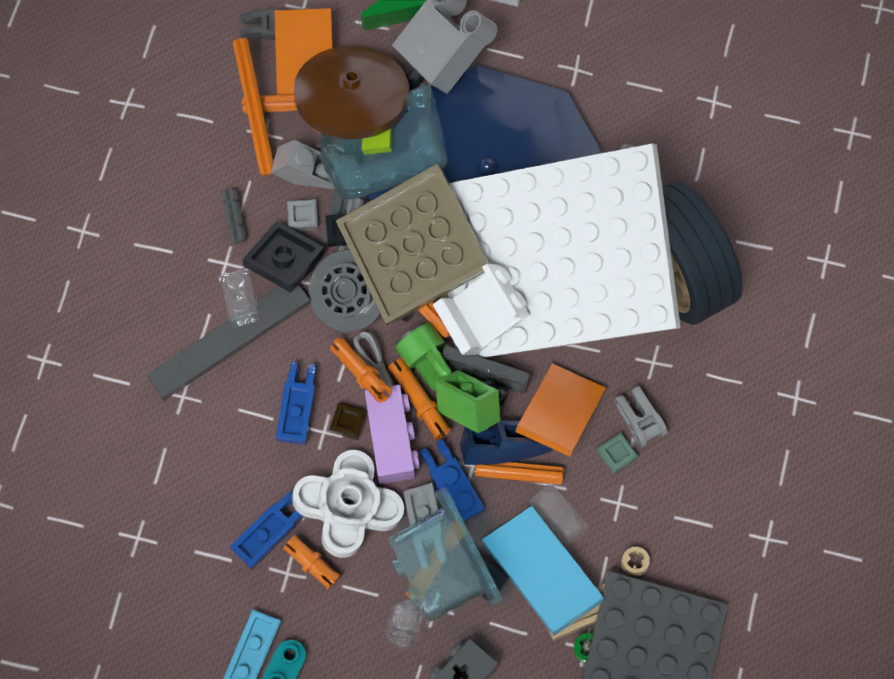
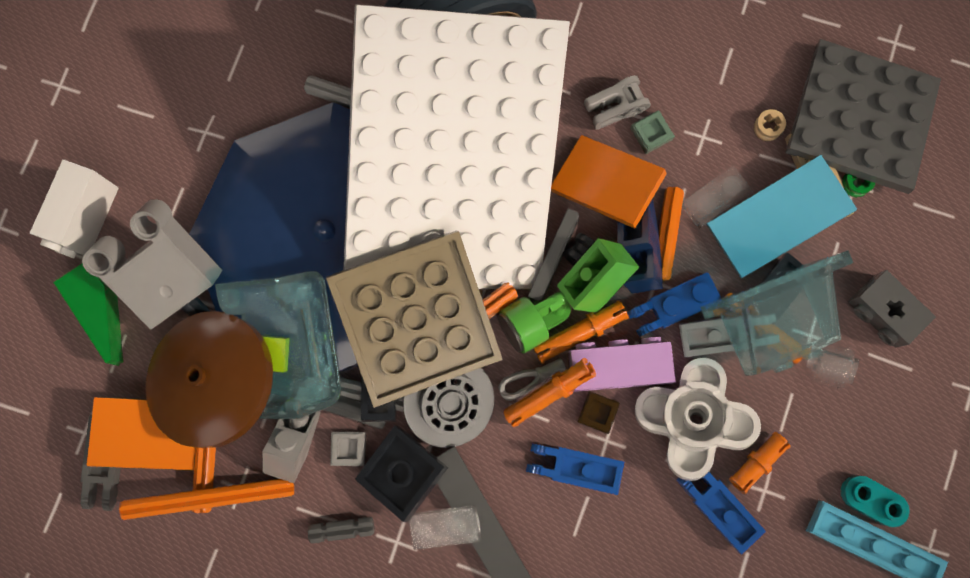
camera: 85 degrees left, 10 degrees up
(482, 310) = (501, 247): white panel -> none

